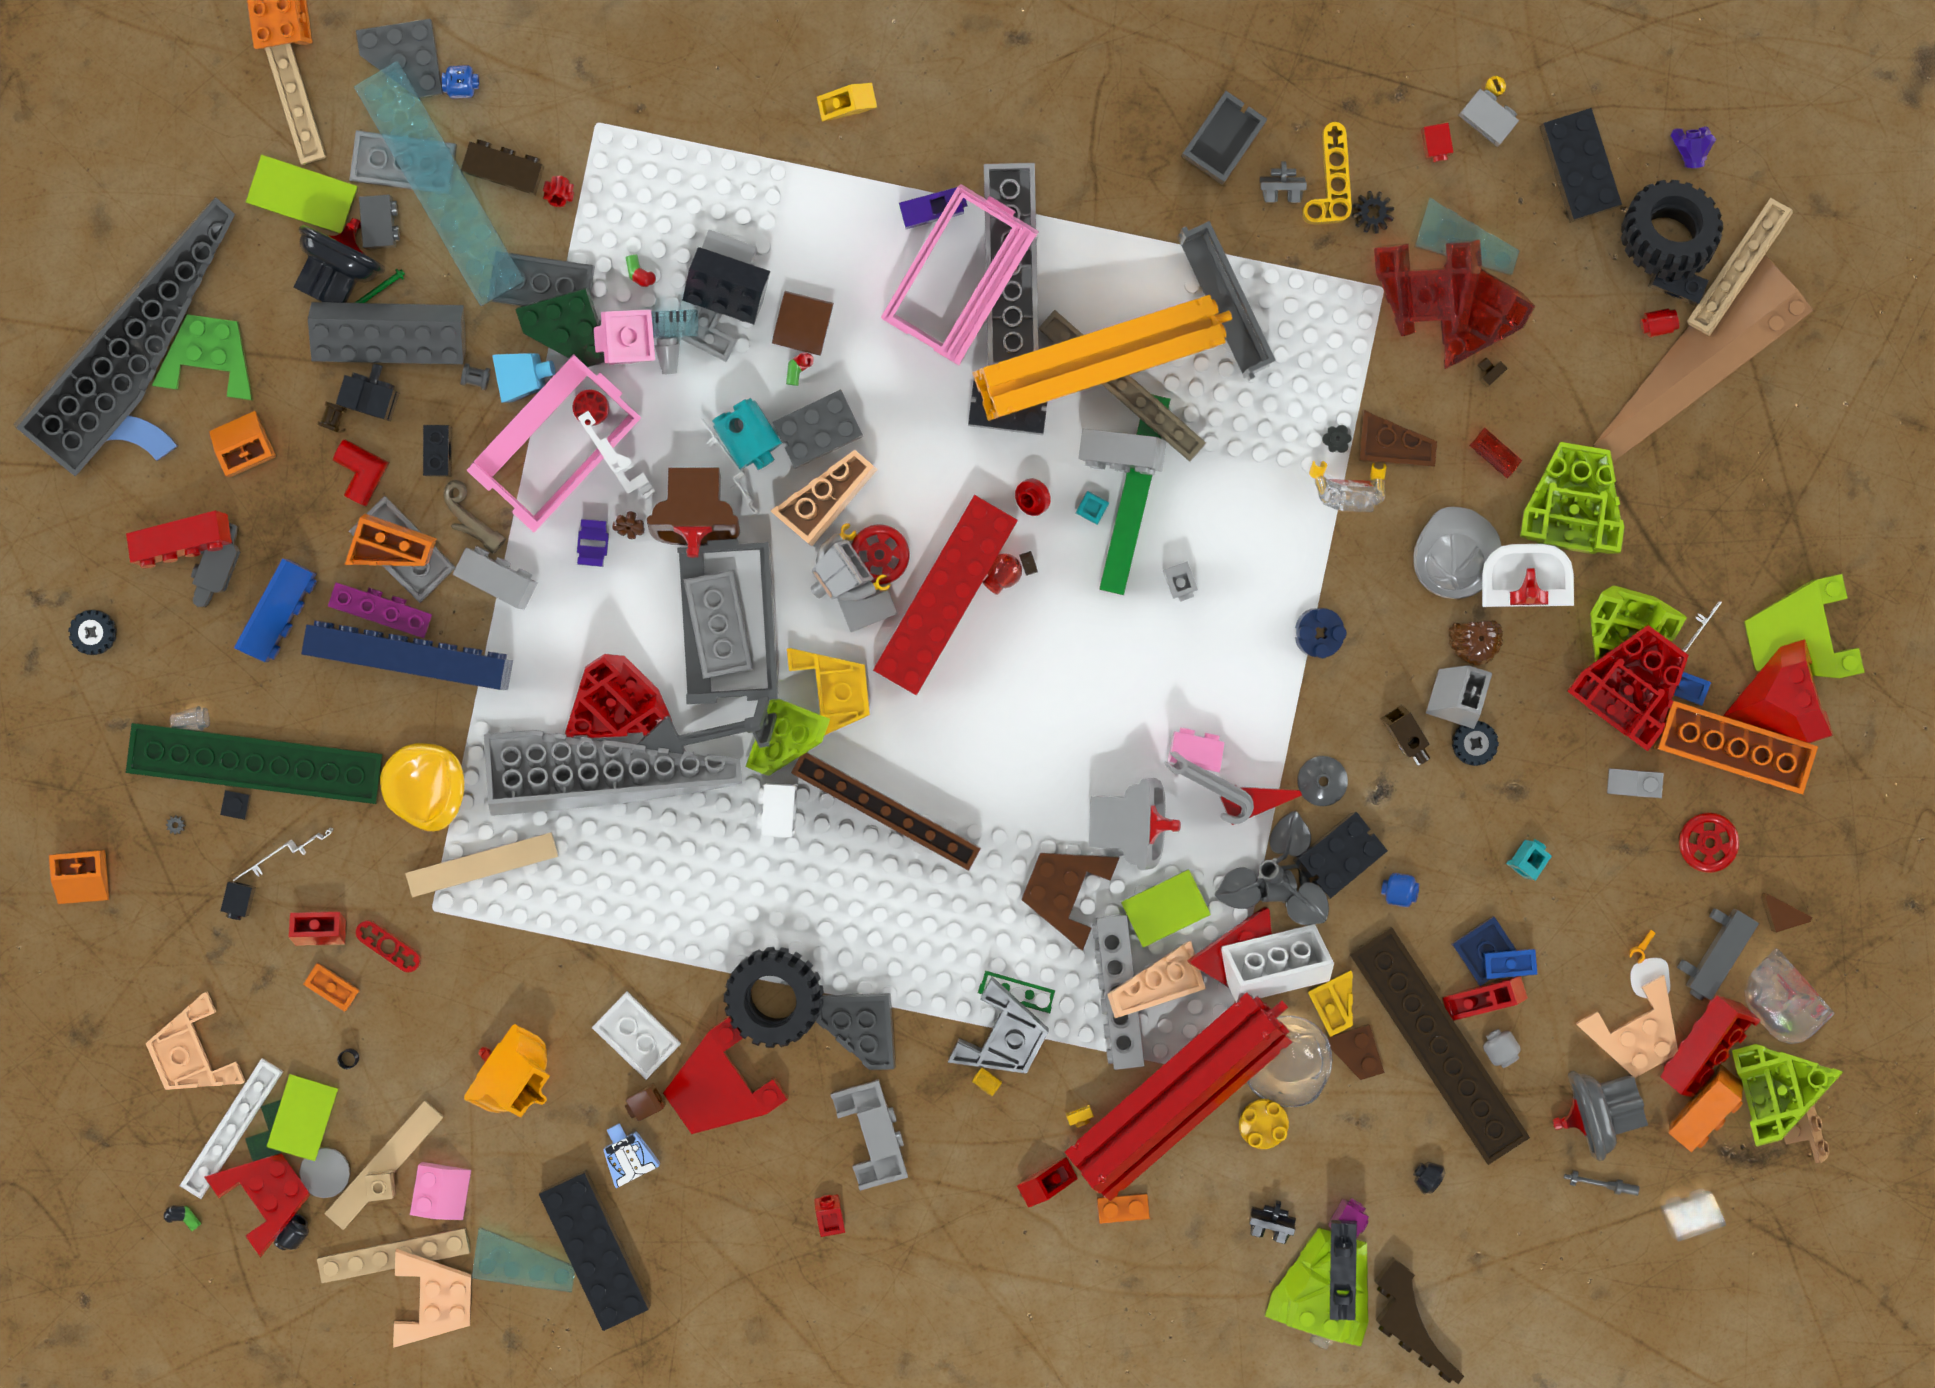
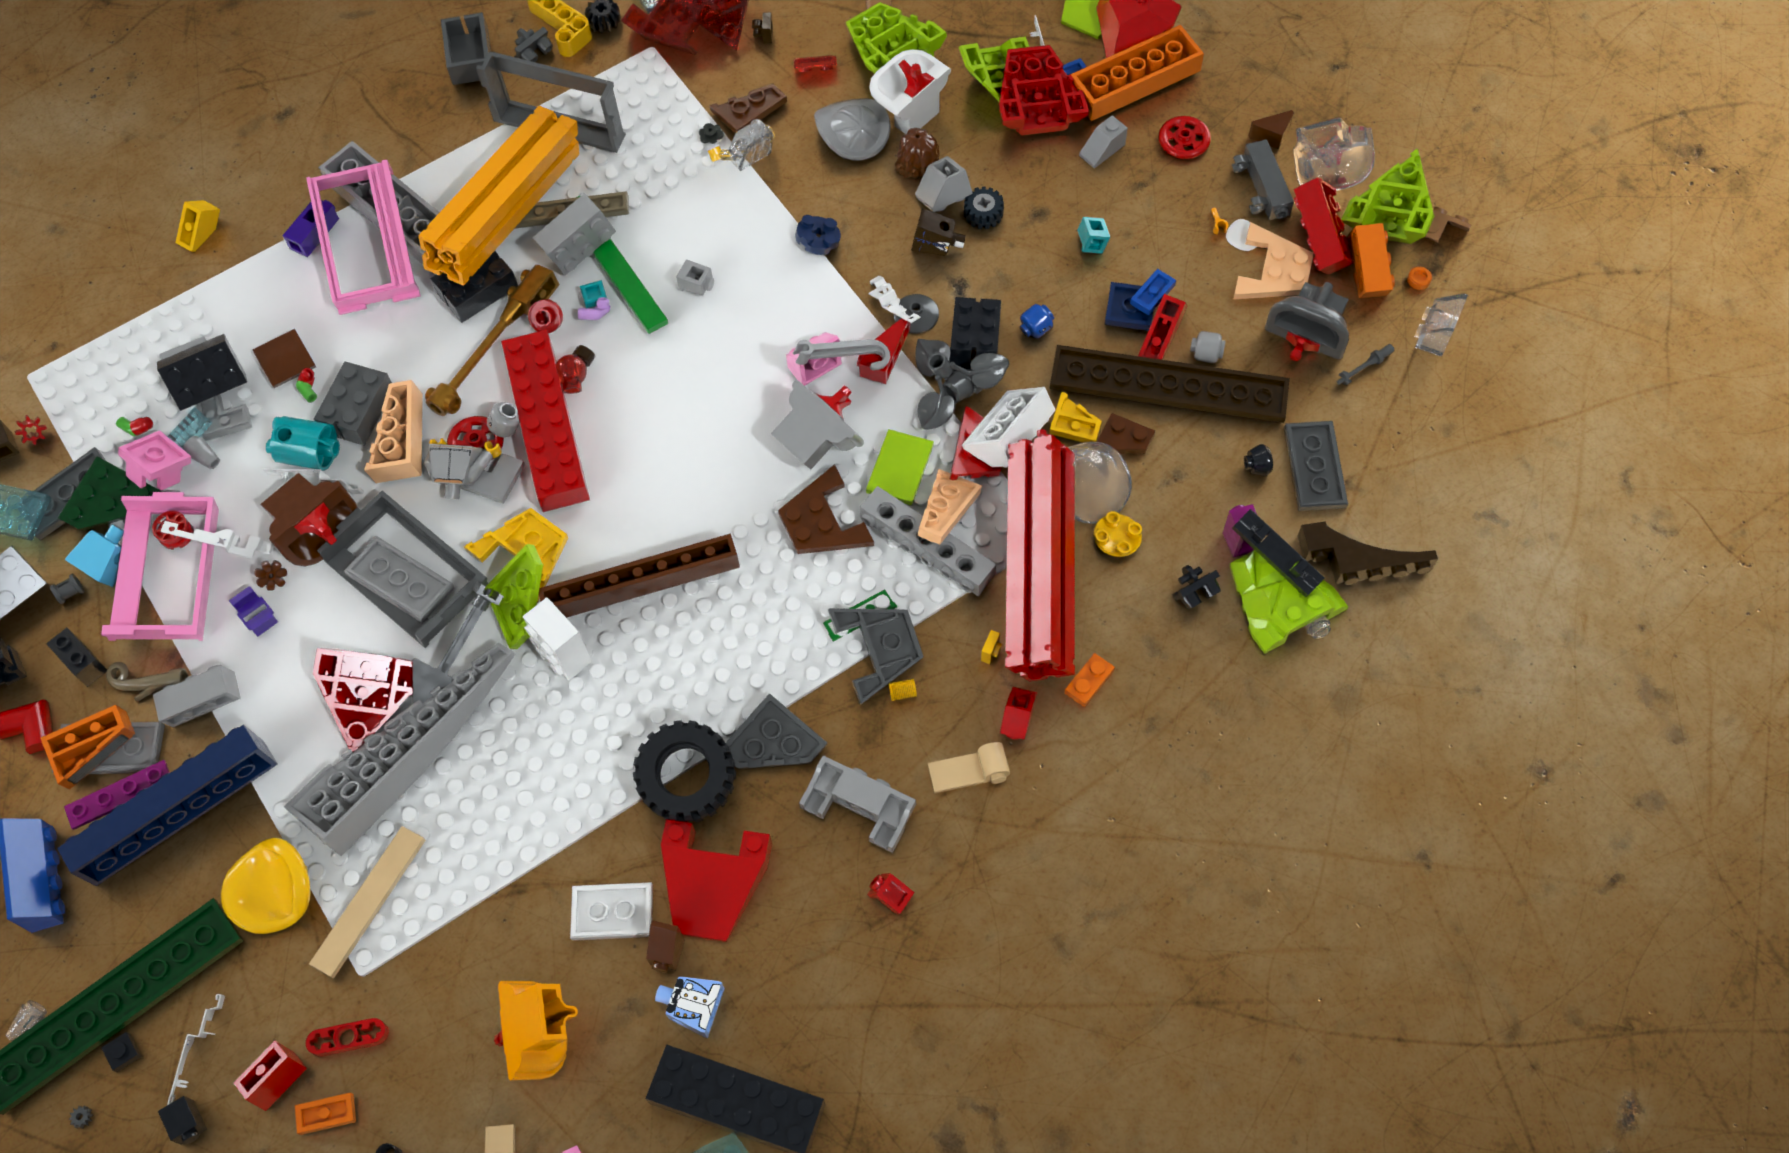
camera: 45 degrees left, 25 degrees down
(912, 568) = (503, 419): none -> light grey head
(973, 1185) = (972, 769): none -> tan door
(1033, 459) = (535, 286): none -> pearl gold bar
(1078, 529) = (597, 312): none -> lavender arm
(1313, 753) = (890, 298): none -> white piece
(1469, 1220) = (1315, 466): none -> dark grey tile
(1733, 1157) = (1419, 278): none -> orange tile

